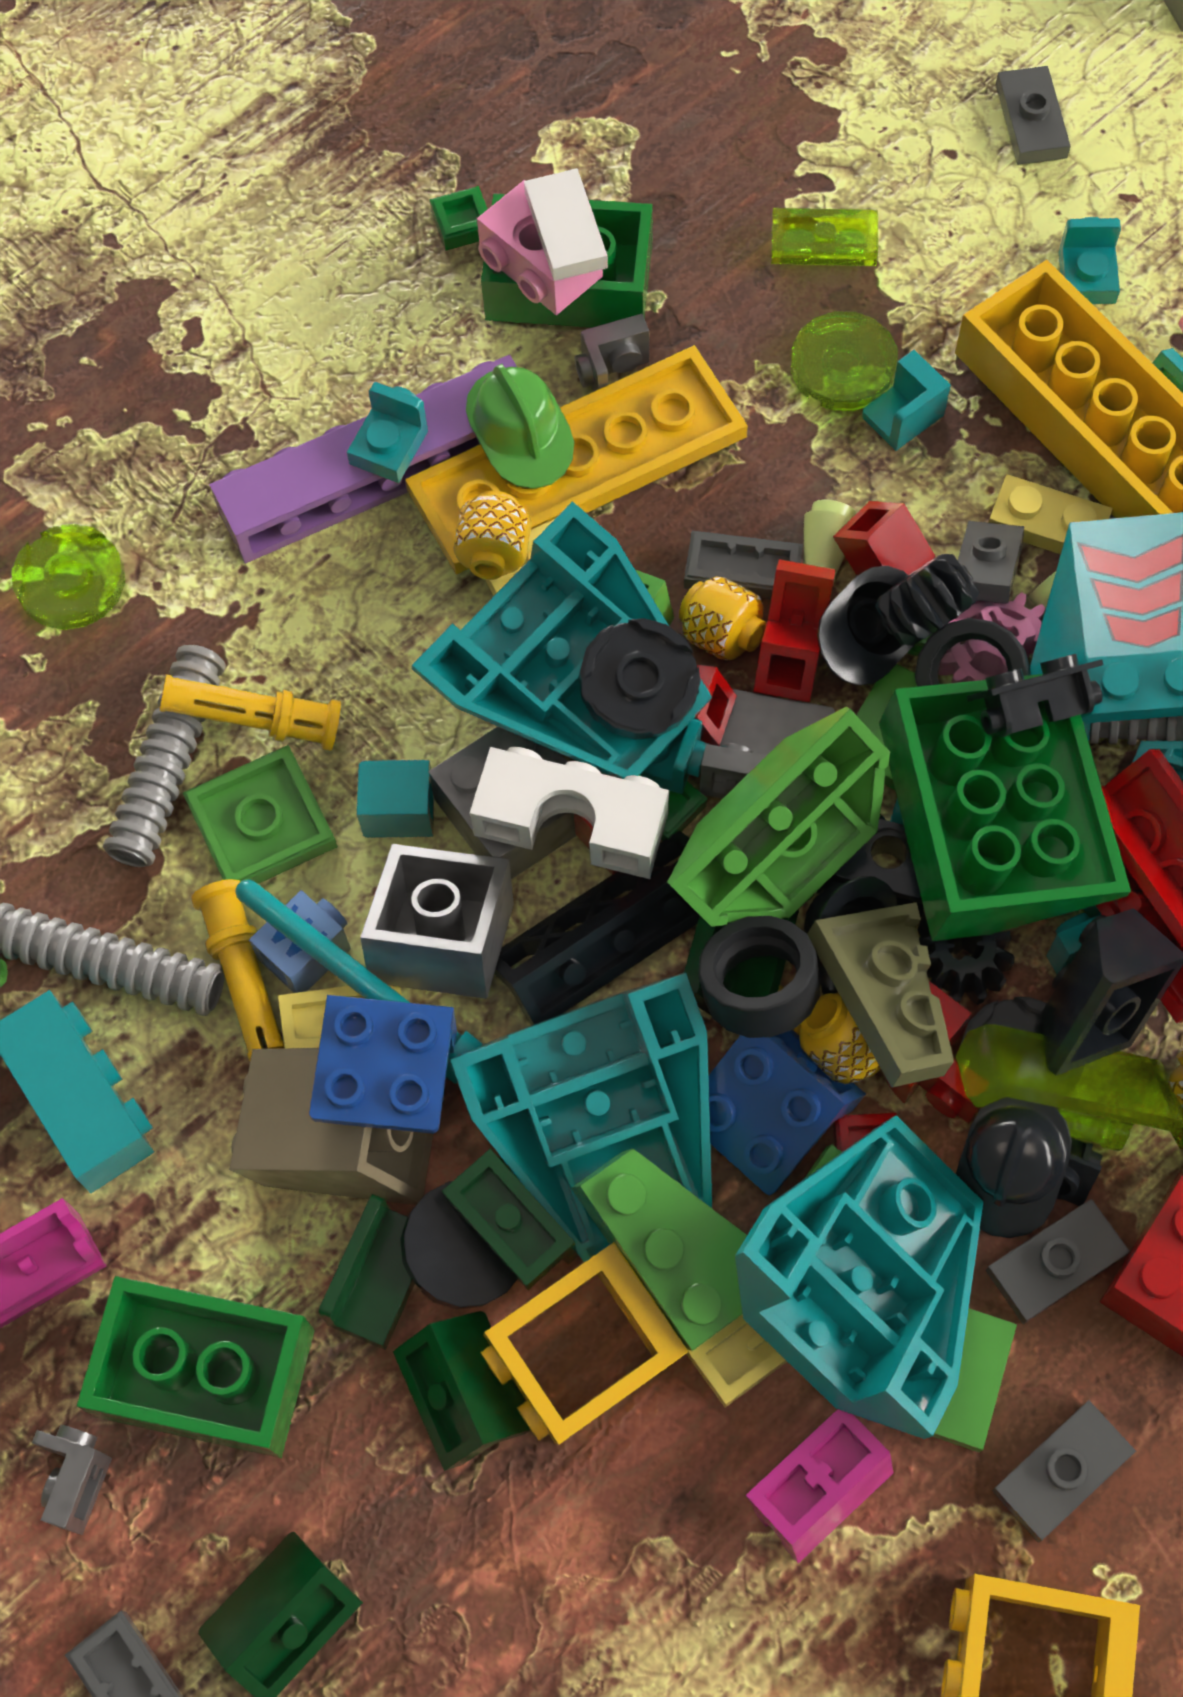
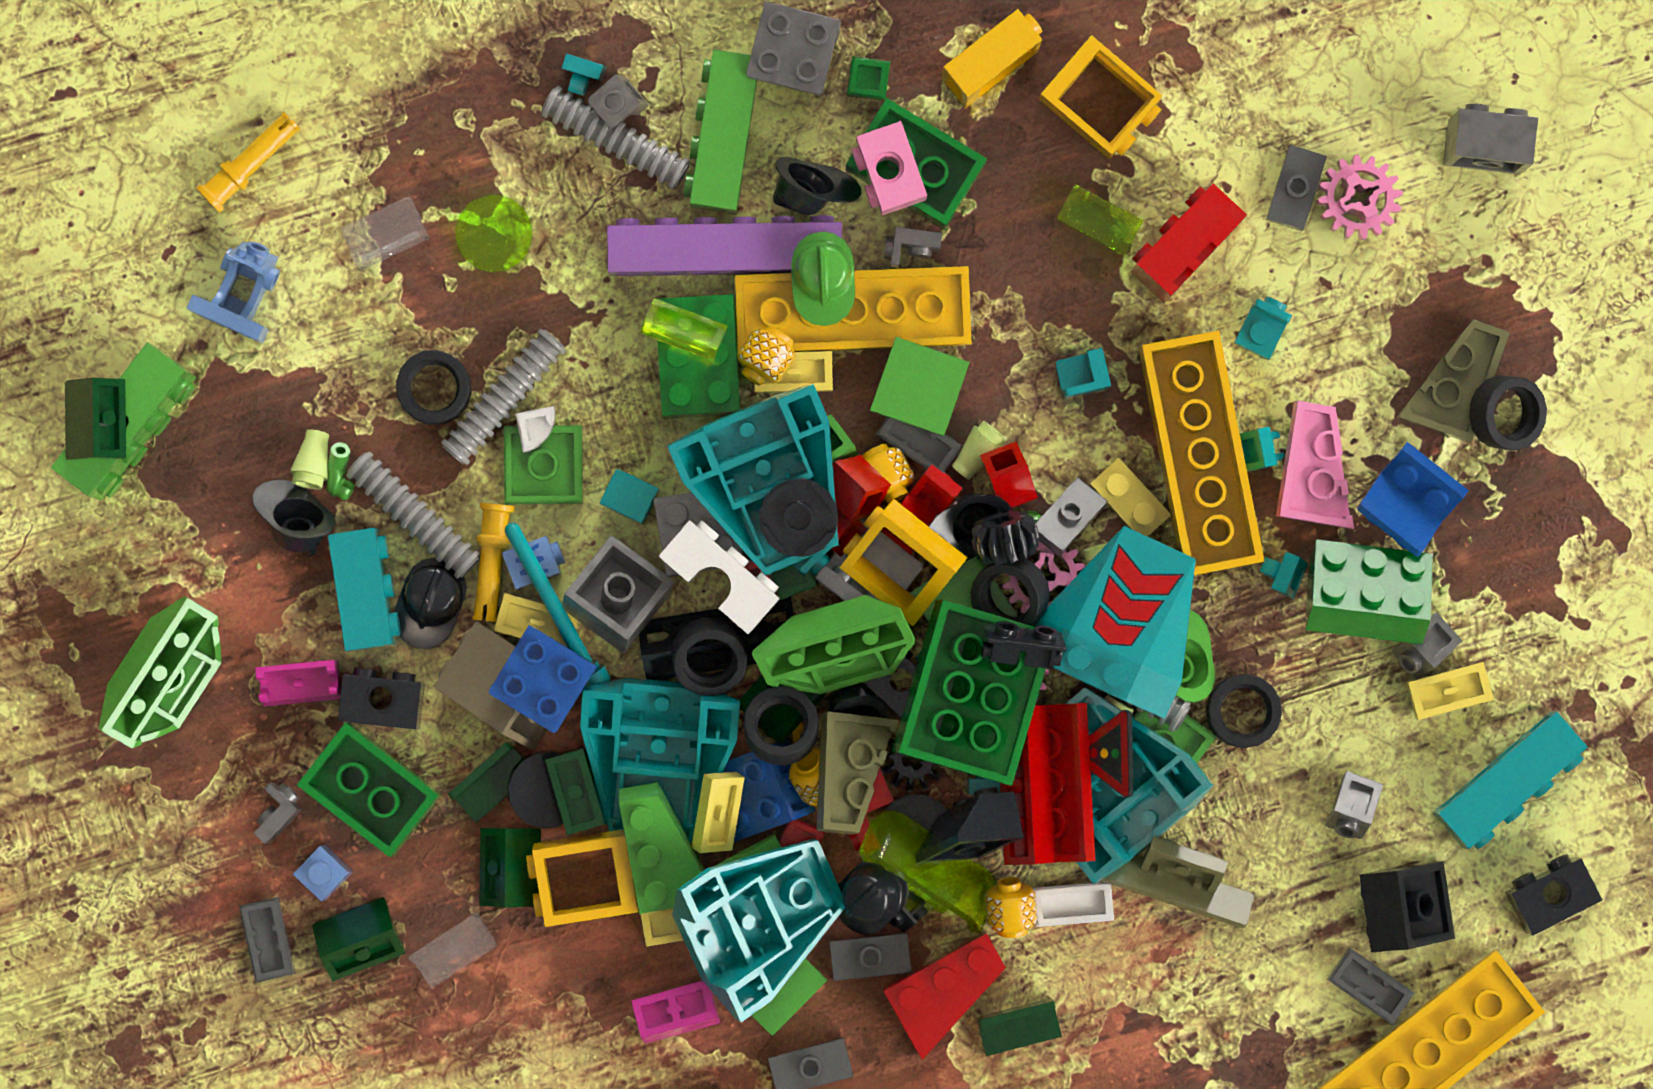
camera: 20 degrees right, 20 degrees up
(45, 750) = (405, 378): none -> black tyre
(101, 345) = (582, 72): none -> teal tile
(160, 348) = (617, 101): none -> flat silver bracket
(176, 399) = (619, 140): none -> light grey piece
(178, 1533) = (323, 872): none -> medium blue brick
(180, 1073) = (429, 604): none -> black piece
(199, 1240) = (357, 703): none -> black brick
(225, 768) = (535, 427): none -> white tile
(288, 715) = (582, 408): yellow pin -> none
(311, 331) = (723, 134): none -> bright green brick
(343, 538) = (683, 329): none -> clear neon green plate
(351, 200) = (793, 48): none -> flat silver bracket
(389, 432) = (734, 251): teal bracket -> none
(397, 582) = (692, 383): none -> green brick
(433, 1558) = (453, 950): none -> clear panel
(443, 353) = (810, 186): none -> black piece
(565, 224) = (908, 175): white tile -> none
(600, 110) = (992, 57): none -> yellow window
(655, 939) = (706, 683): none -> black tyre
(707, 627) = (858, 487): none -> red brick
(710, 494) = (919, 386): none -> bright green tile
(731, 1148) = (717, 812): none -> light yellow plate
(746, 658) = (918, 537): none -> yellow window
(759, 81) = (1092, 50): none -> yellow window
(843, 360) = (1063, 319): clear neon green tile -> none
(942, 212) = (1187, 241): none -> red wedge
(1113, 86) = (1368, 213): none -> bright pink gear

